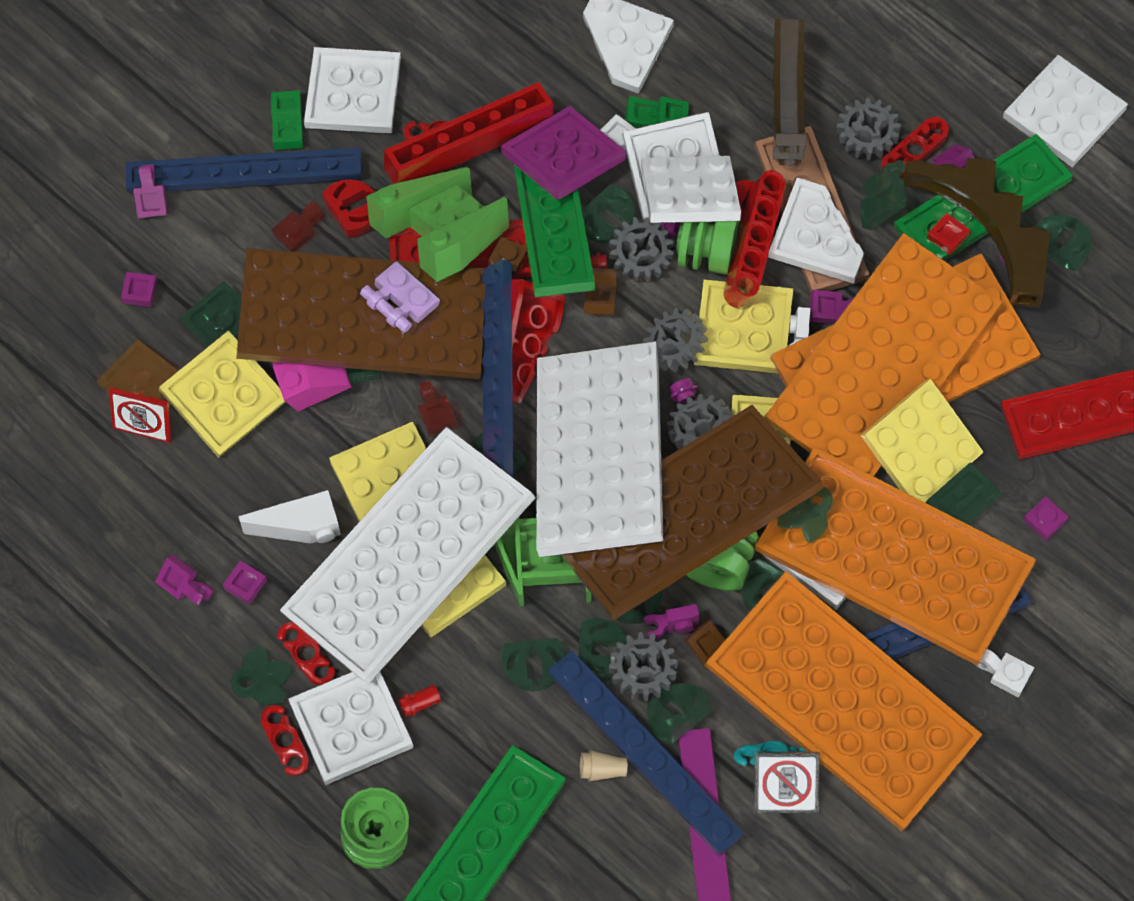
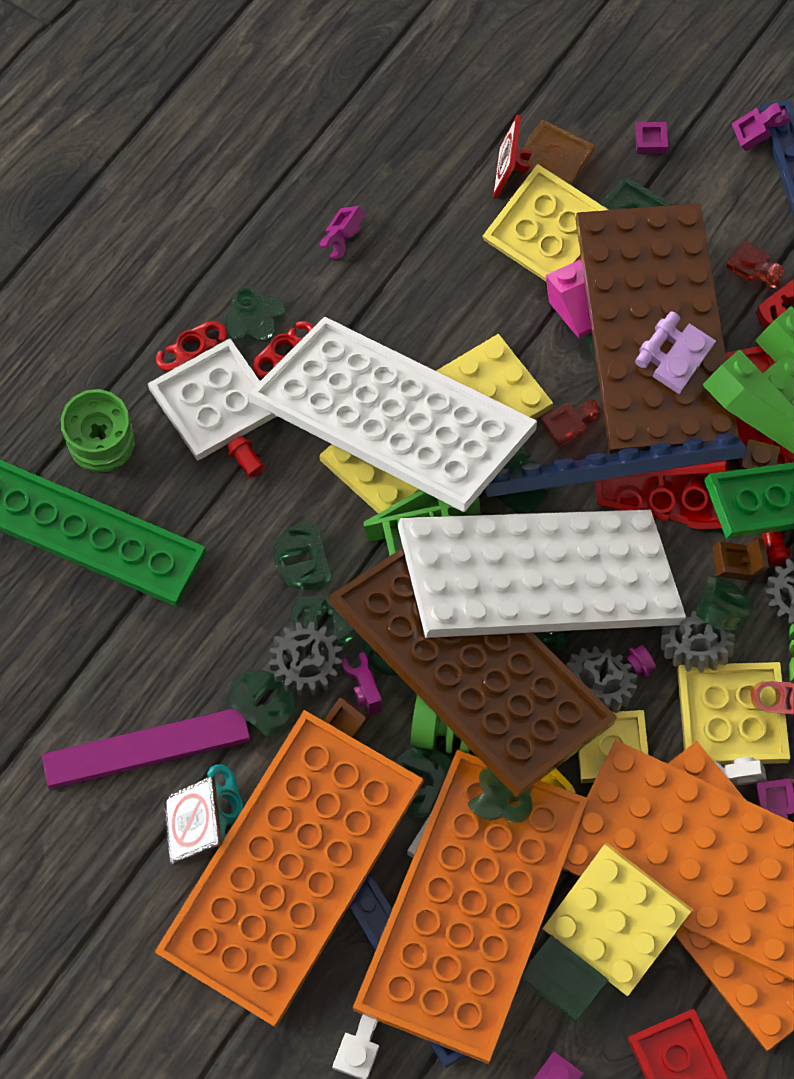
camera: 80 degrees right, 0 degrees up
(244, 582) = (350, 282): magenta plate -> none
(299, 520) = (426, 324): white slope -> none
(601, 766) = (194, 636): tan cone -> none
(643, 312) = (724, 604): none -> clear green piece
(645, 753) = (208, 675): dark blue plate -> none

